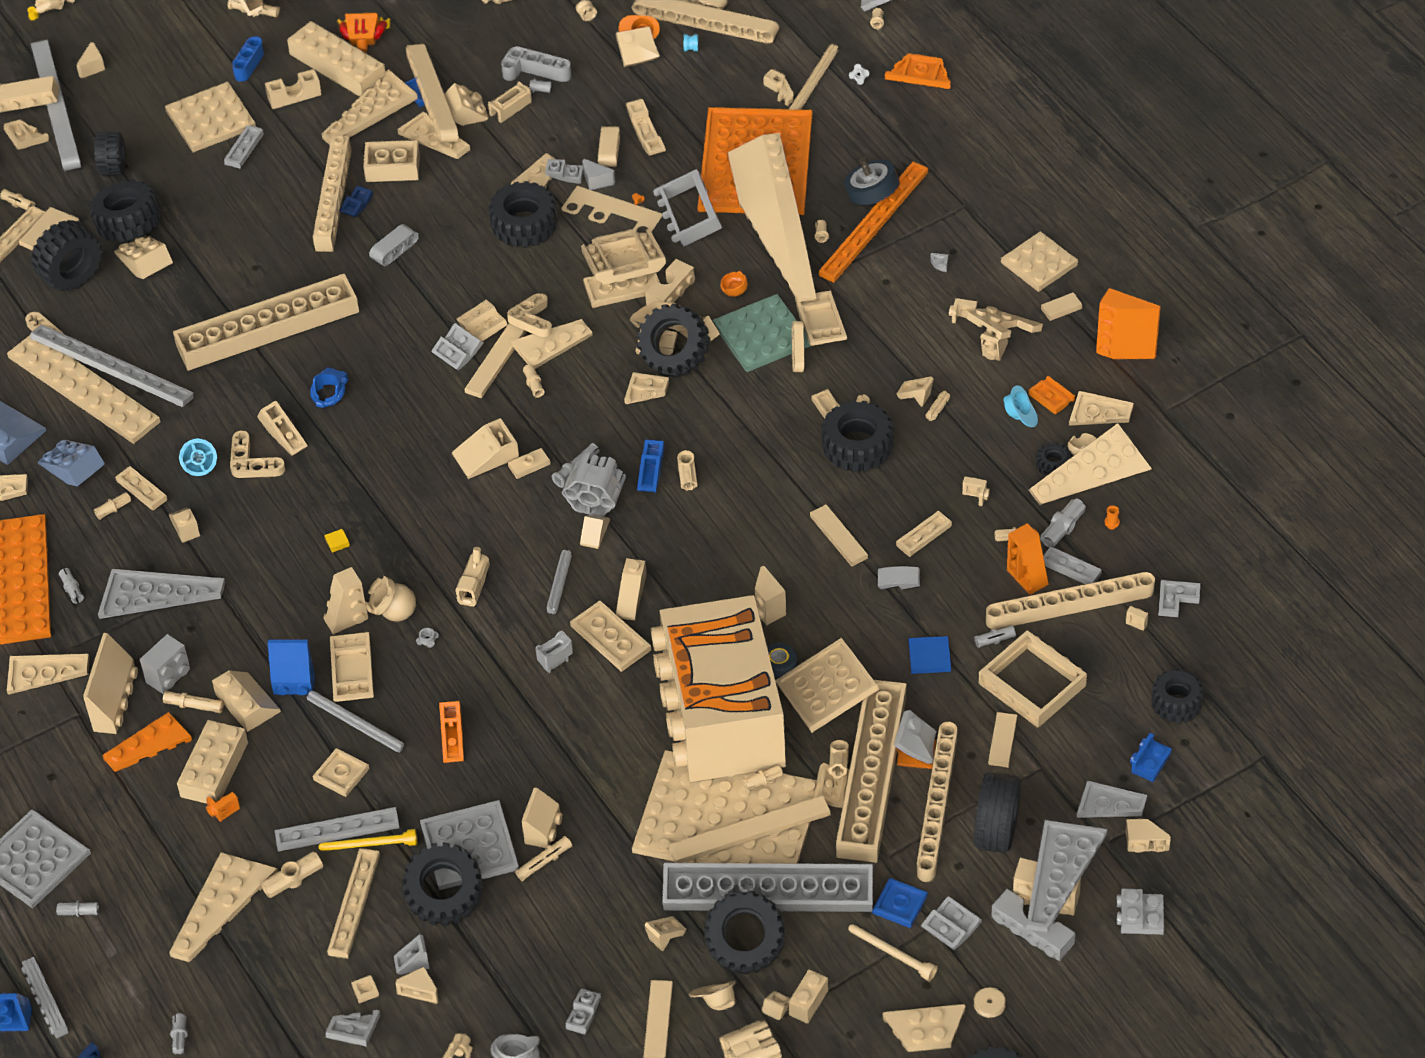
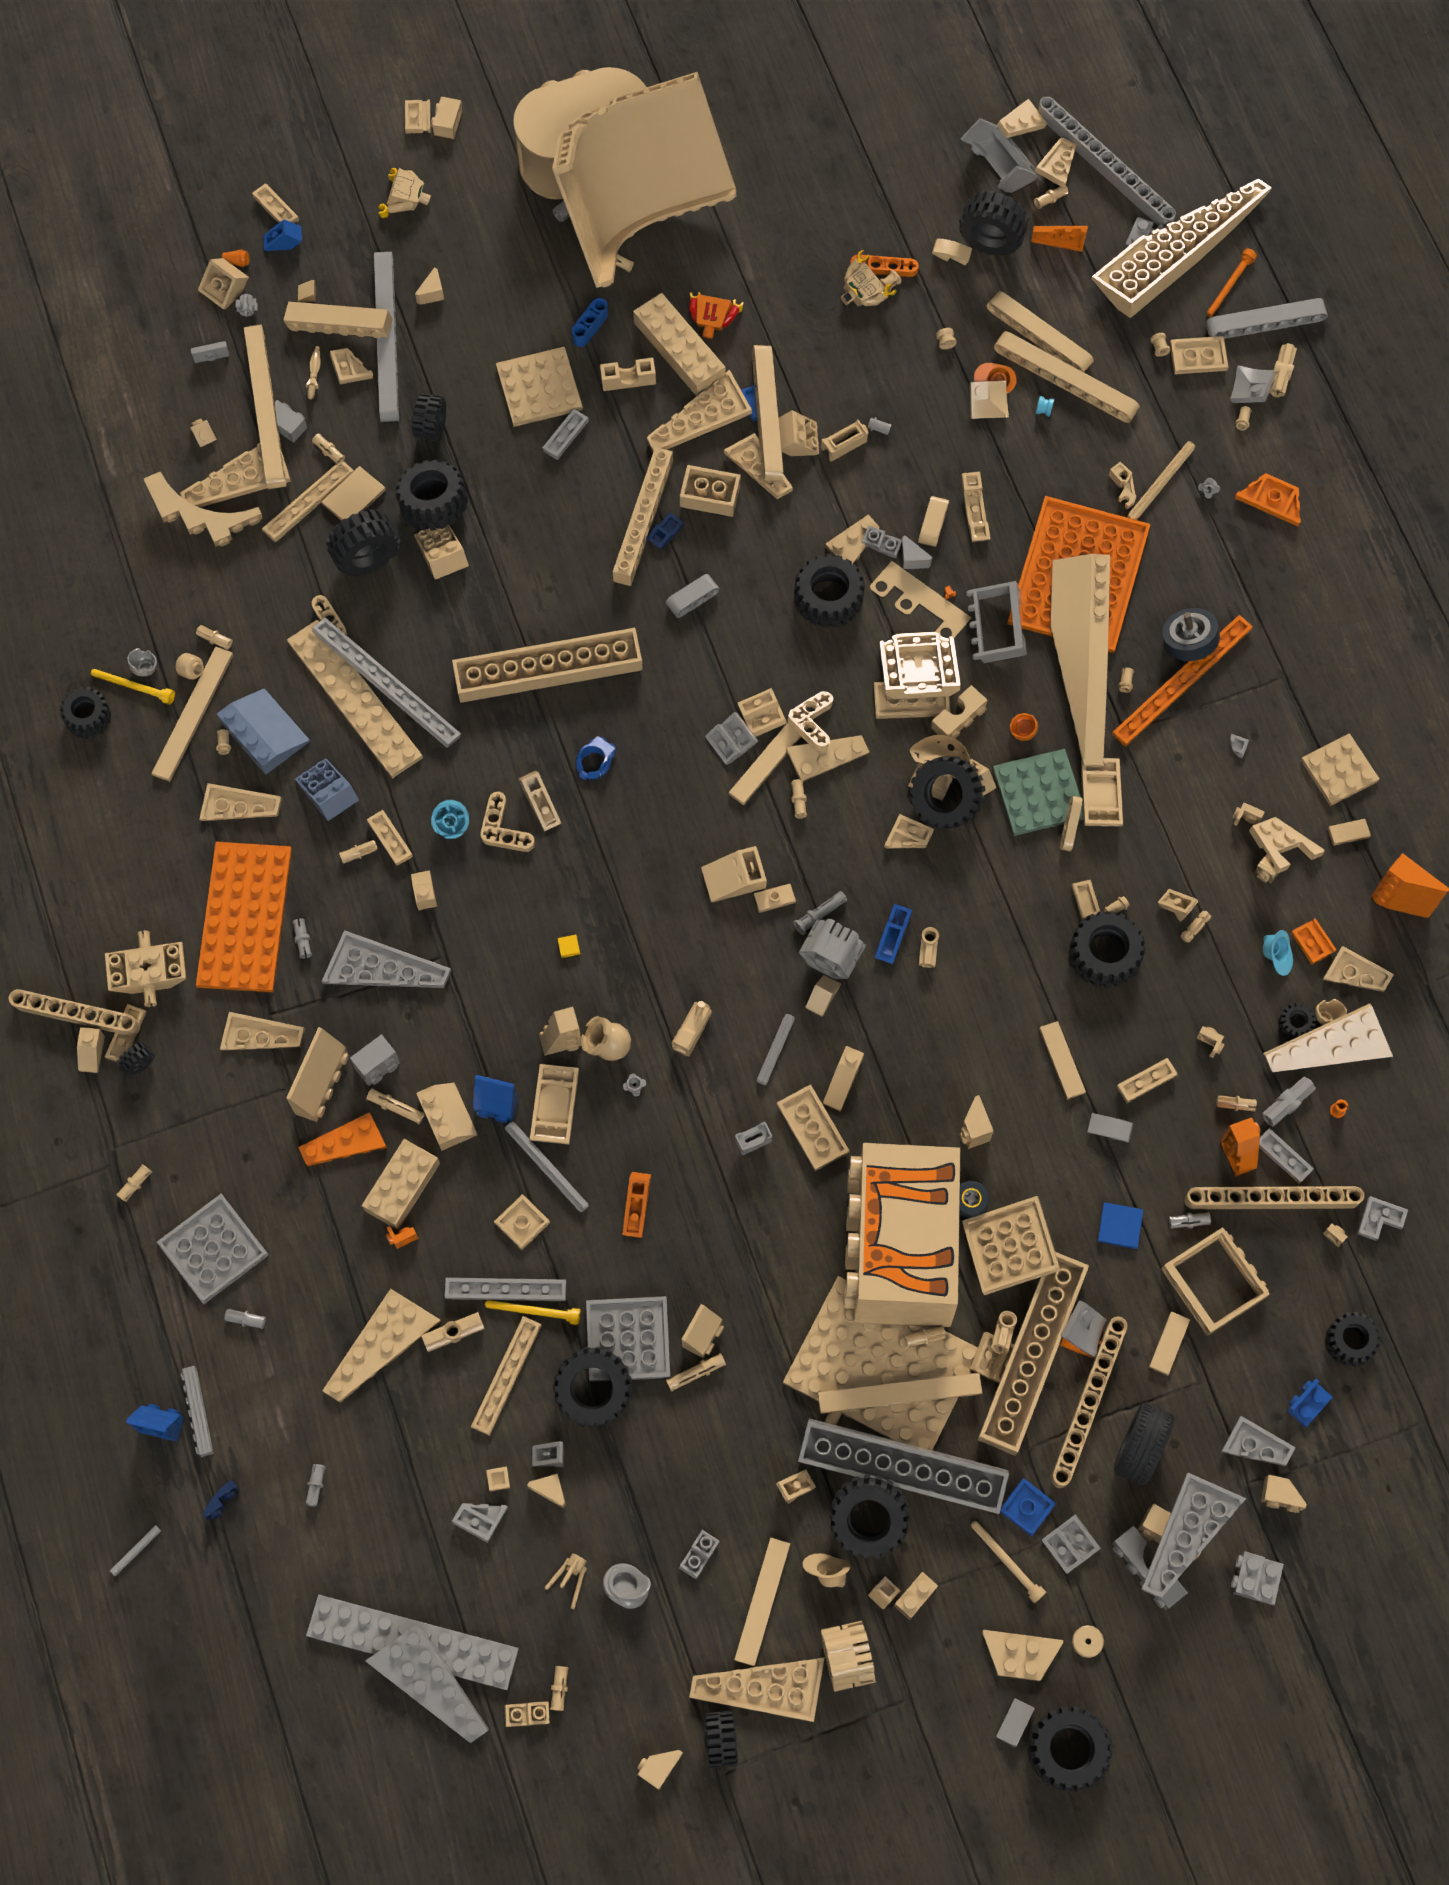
camera: 10 degrees right, 20 degrees up
(535, 63) = (902, 409): light grey beam -> none

